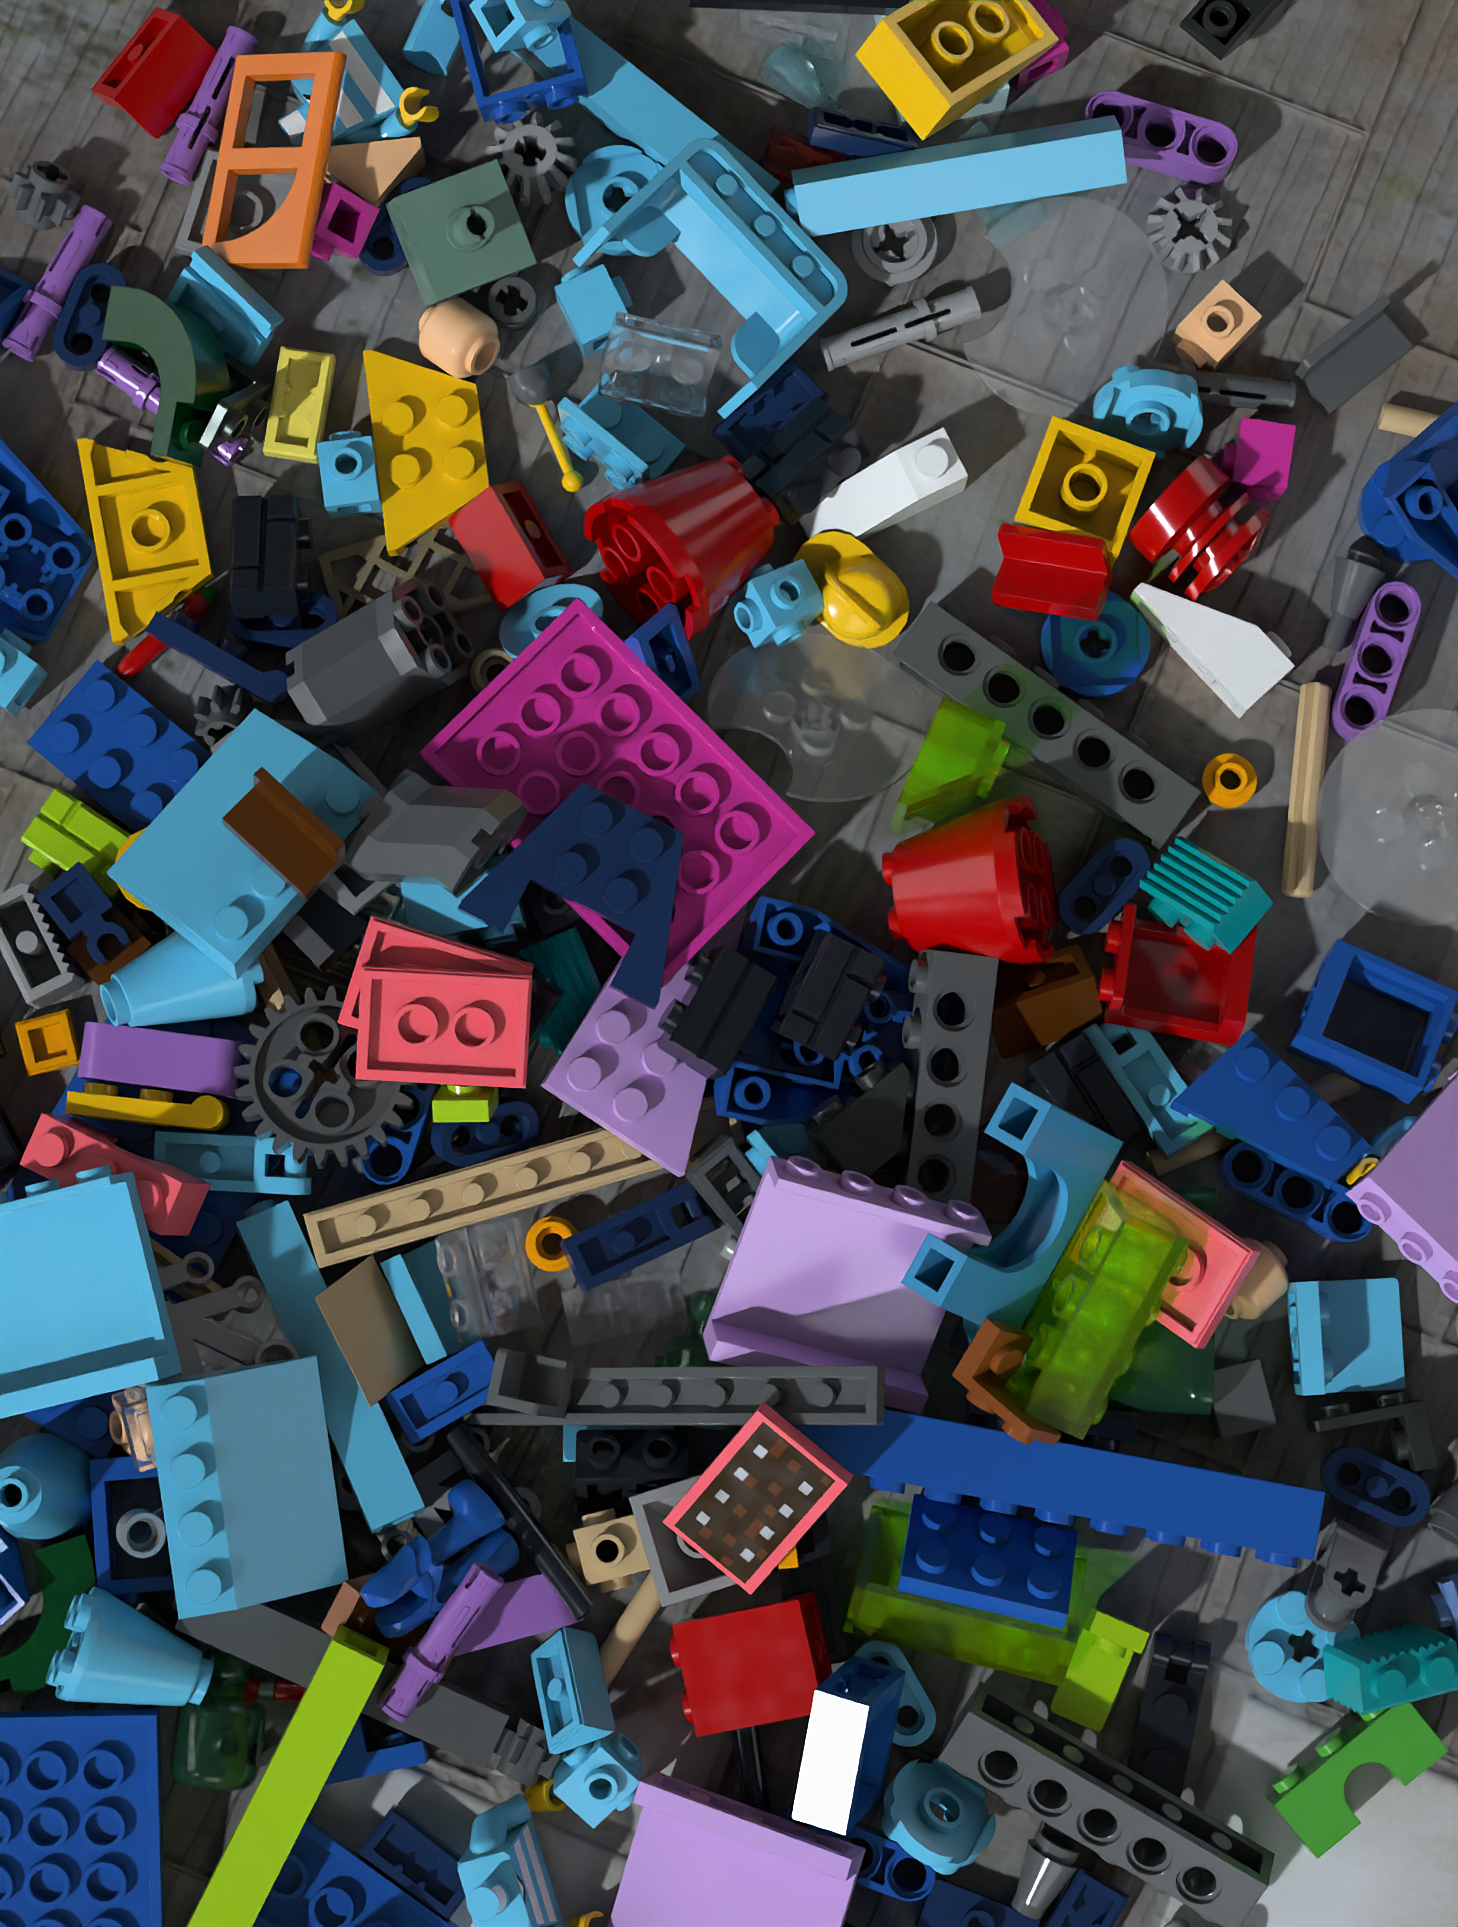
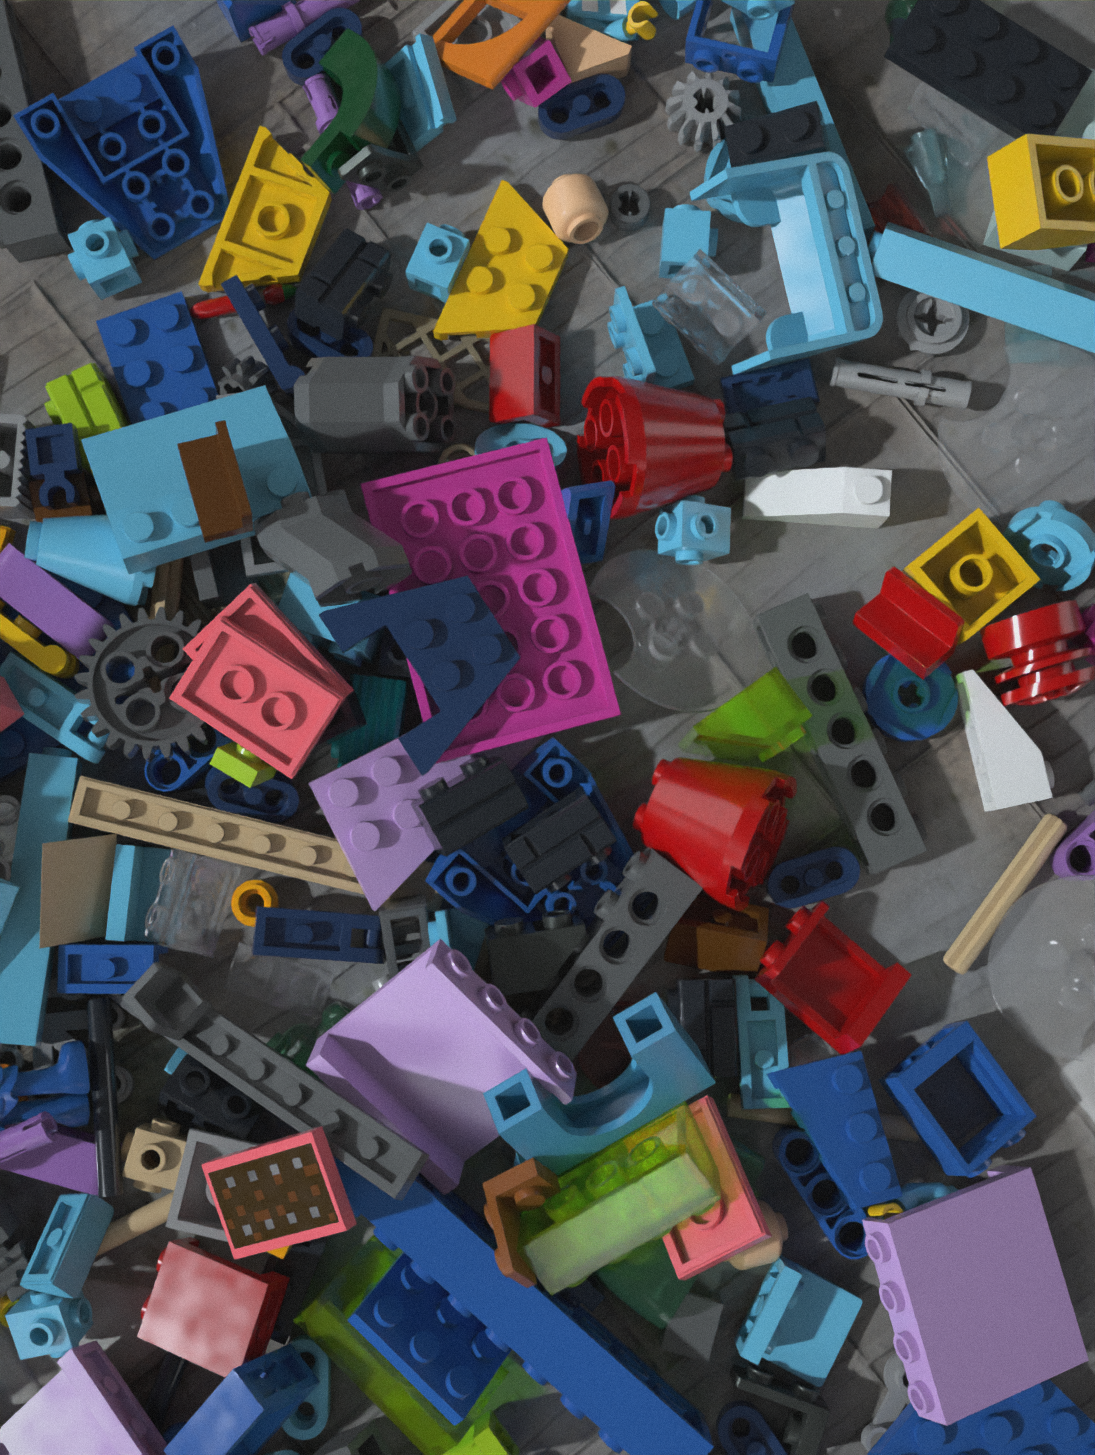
camera: 30 degrees right, 0 degrees up
(299, 404) = (433, 191): light yellow plate -> none
(461, 233) = (621, 130): sand green brick -> none
(533, 389) = (607, 274): hinge -> none
(631, 156) = (778, 136): none -> black brick
(856, 135) = (950, 224): dark blue plate -> none
(859, 591) = (759, 556): yellow piece -> none
(1204, 895) = (885, 929): teal brick -> none
(1217, 793) = (938, 859): light orange plate -> none

